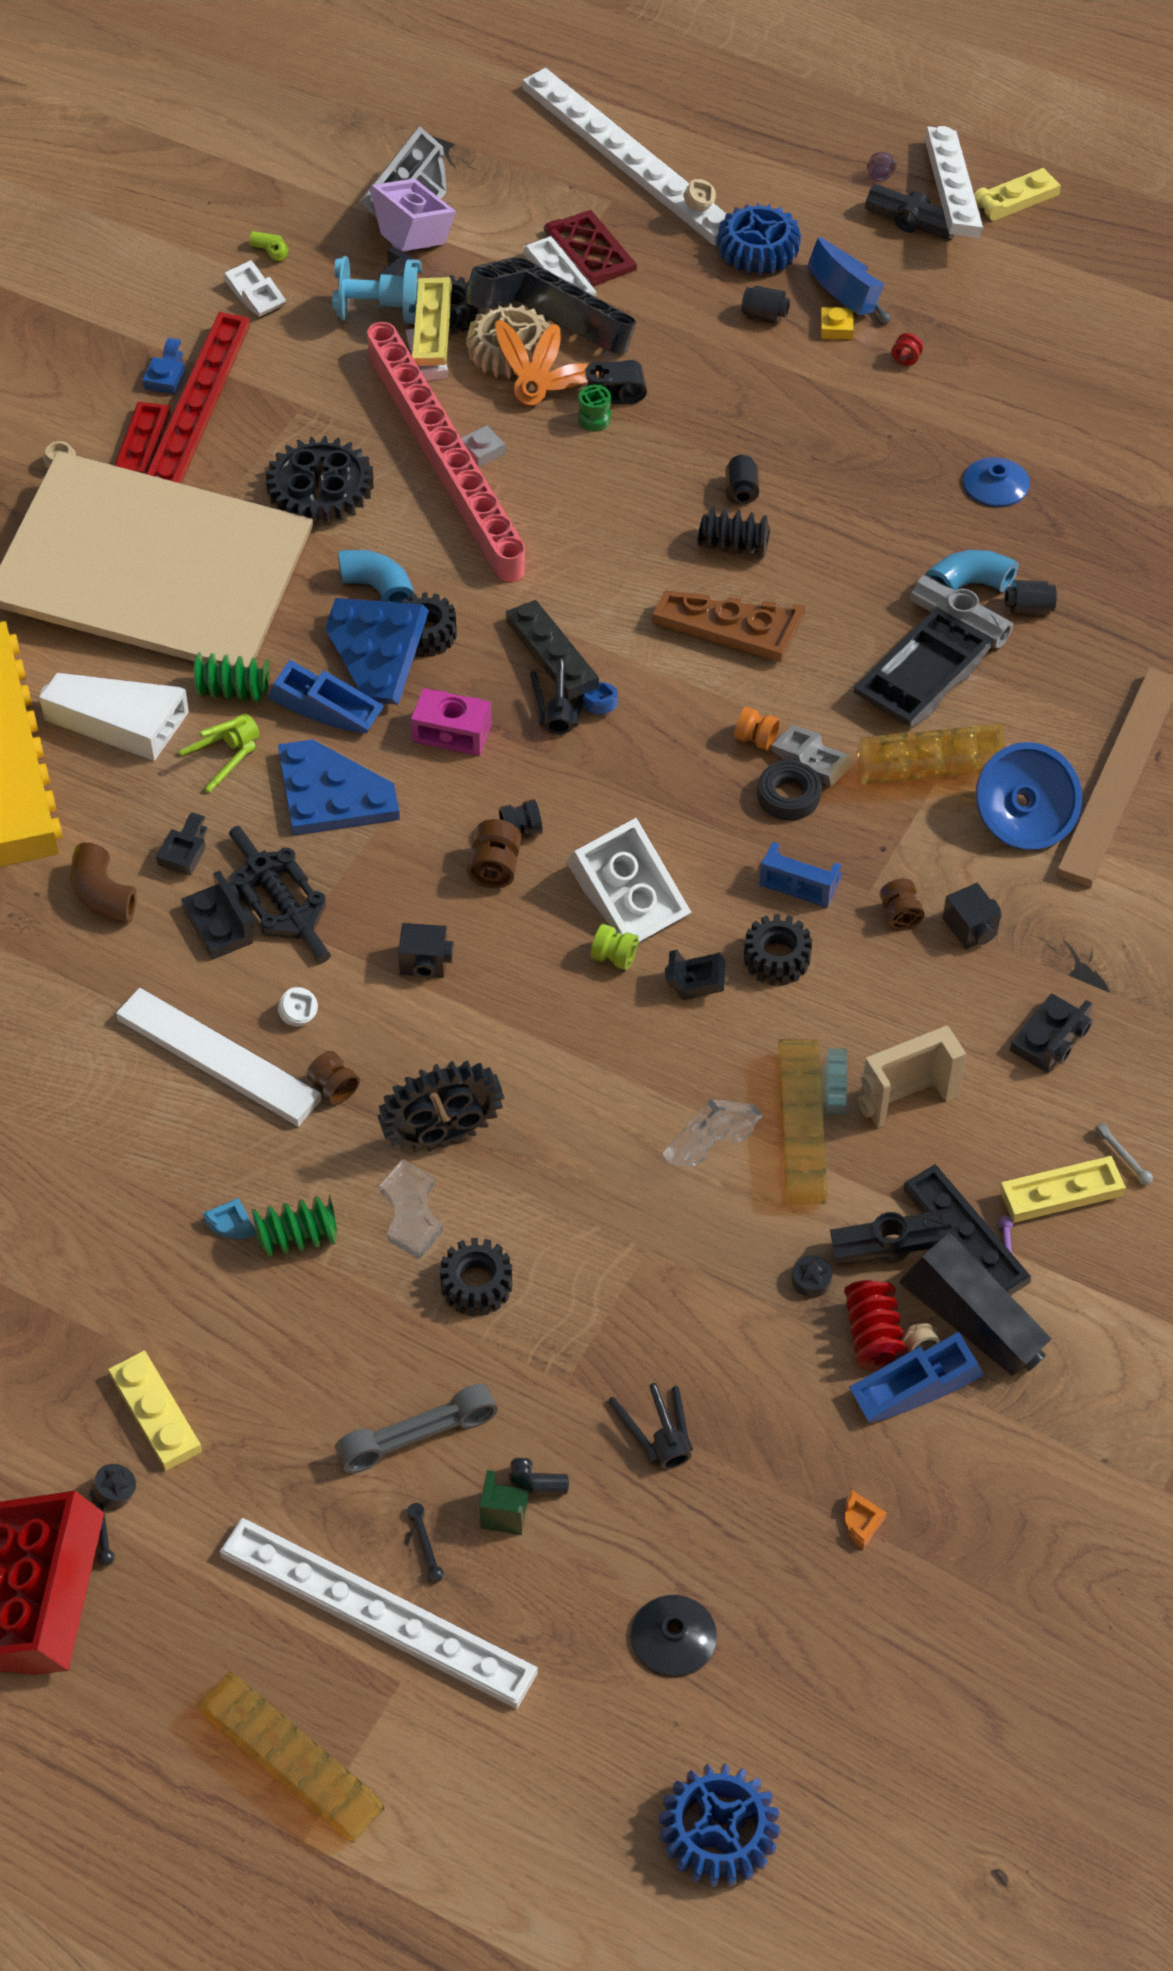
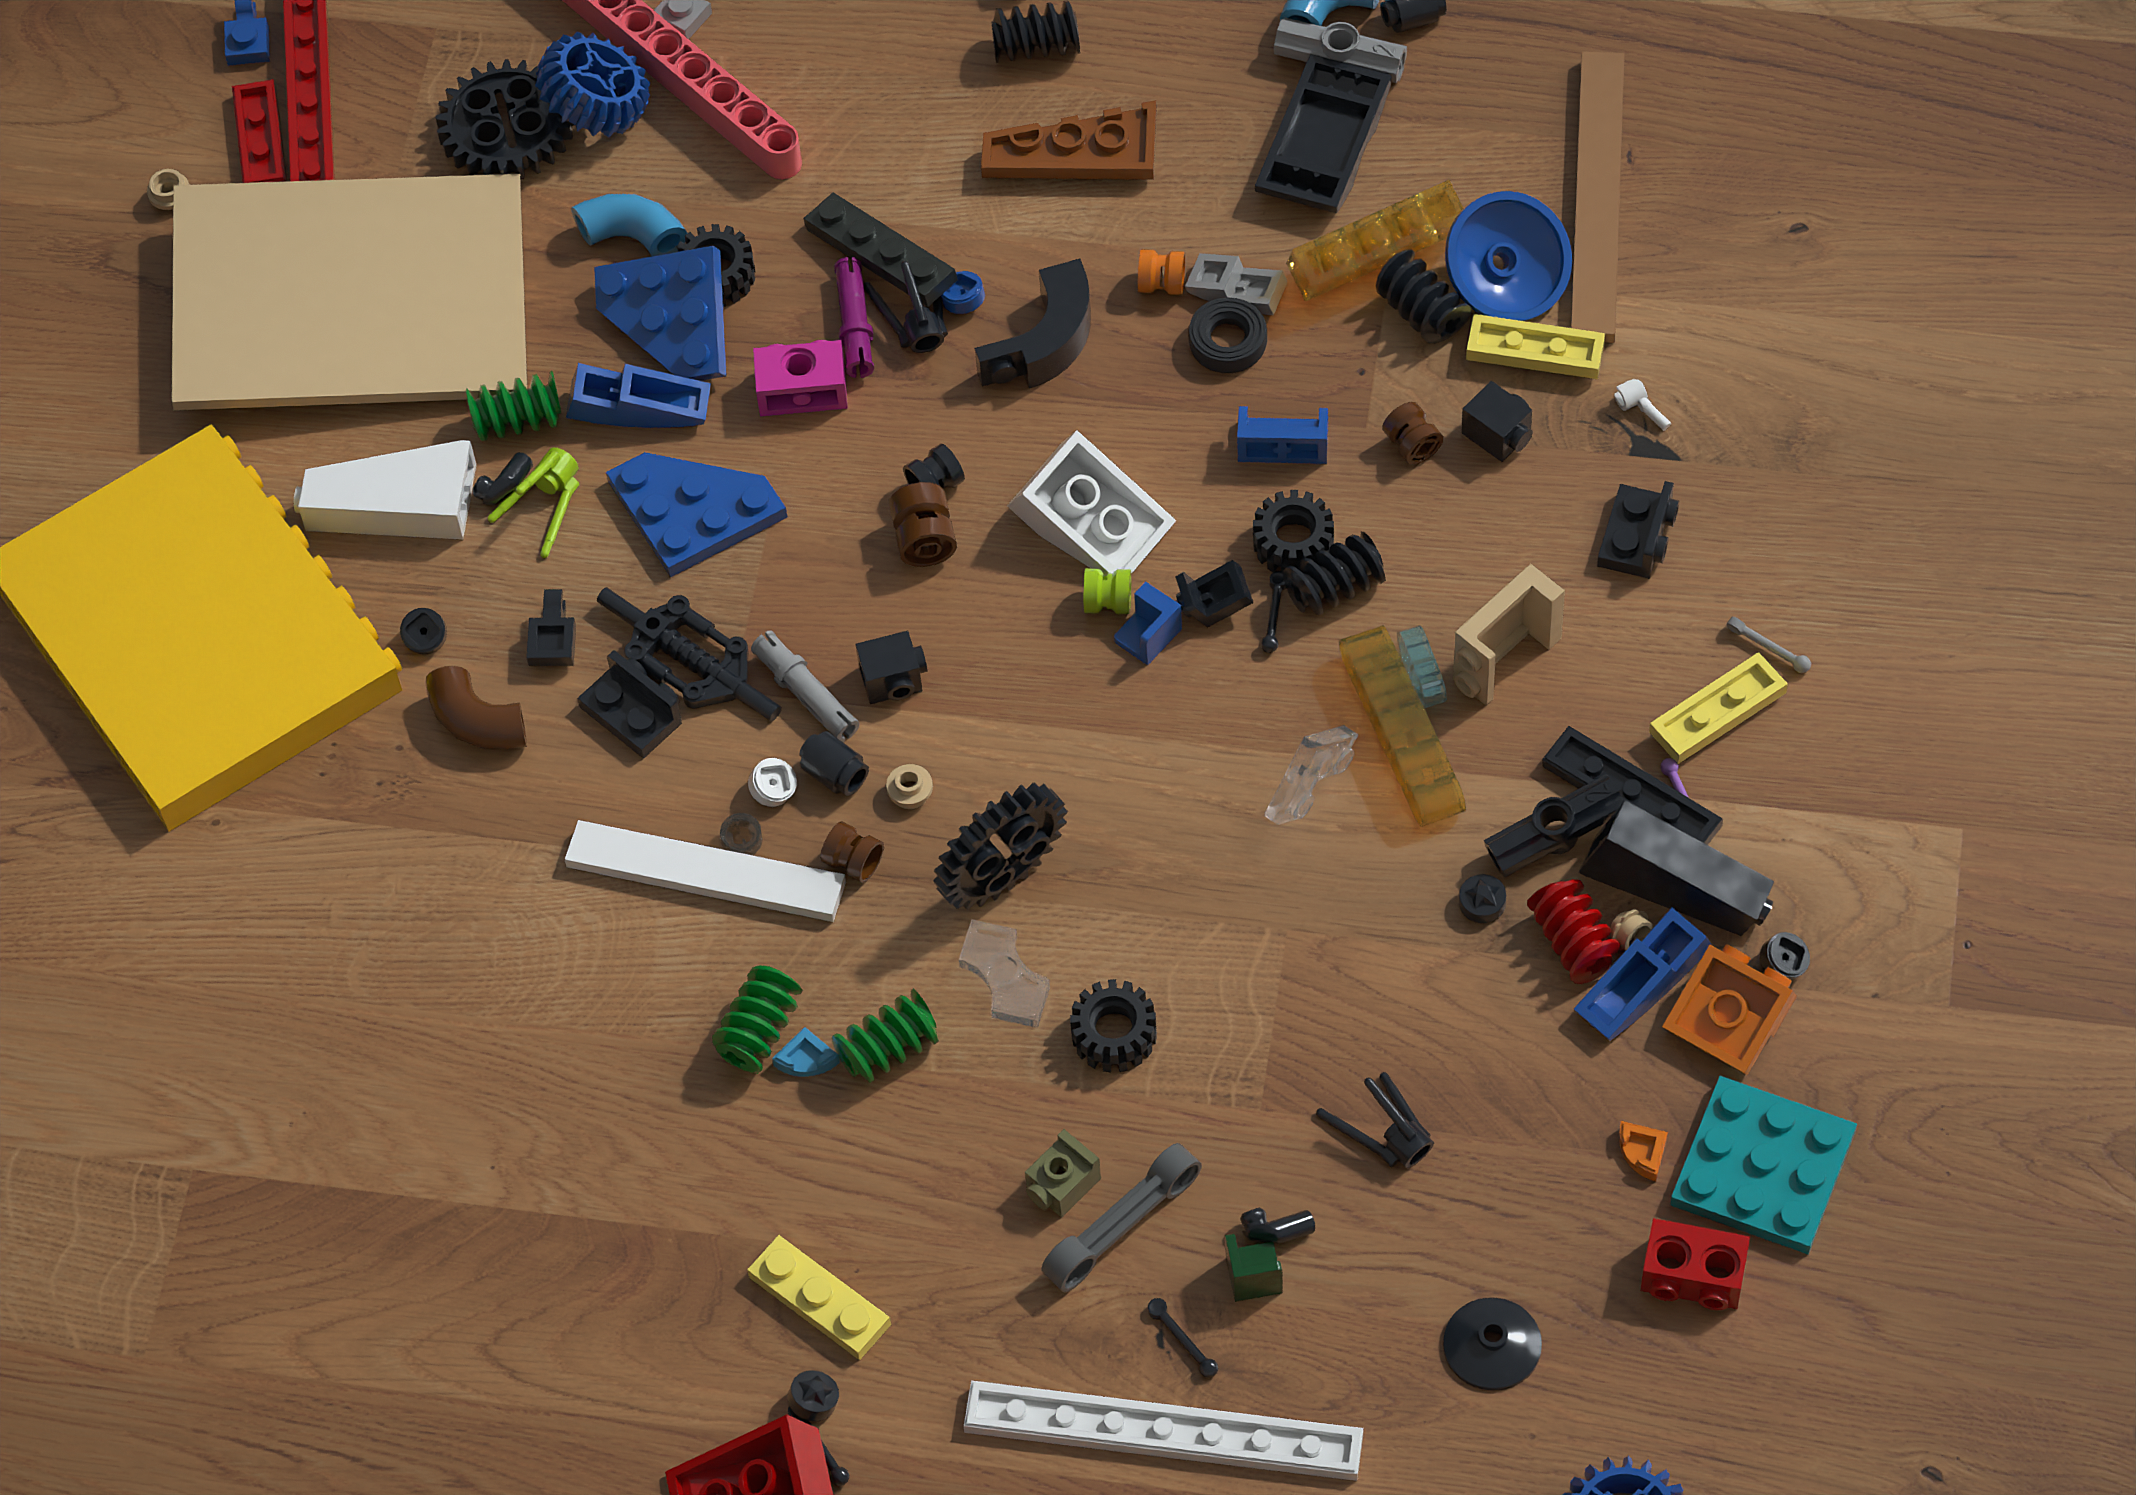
camera: 15 degrees left, 5 degrees up
(91, 815) = (423, 631): none -> black tile
(190, 732) = (509, 479): none -> black arm
(200, 1177) = (753, 1017): none -> green piece
(257, 1028) = (737, 822): none -> clear smoke bush
(349, 932) = (793, 674): none -> light grey pin
(349, 1007) = (833, 763): none -> black brick
(384, 1379) = (1062, 1190): none -> olive brick
(391, 471) = (592, 84): none -> blue gear
(400, 1052) = (913, 796): none -> tan plate
(508, 702) = (855, 330): none -> magenta pin
(638, 985) = (1152, 625): none -> blue panel
(653, 753) = (1053, 341): none -> black arch
(751, 984) = (1269, 642): none -> black hinge
(796, 988) = (1333, 573): none -> black piece
(872, 1620) = (1697, 1252): none -> red brick
(949, 806) = (1421, 297): none -> black piece
(956, 1567) = (1763, 1164): none -> teal plate
(977, 1429) = (1730, 1007): none -> orange plate
(1025, 870) = (1535, 346): none -> light yellow plate
(1039, 1403) = (1785, 954): none -> black tile
(1089, 929) = (1634, 393): none -> white hand

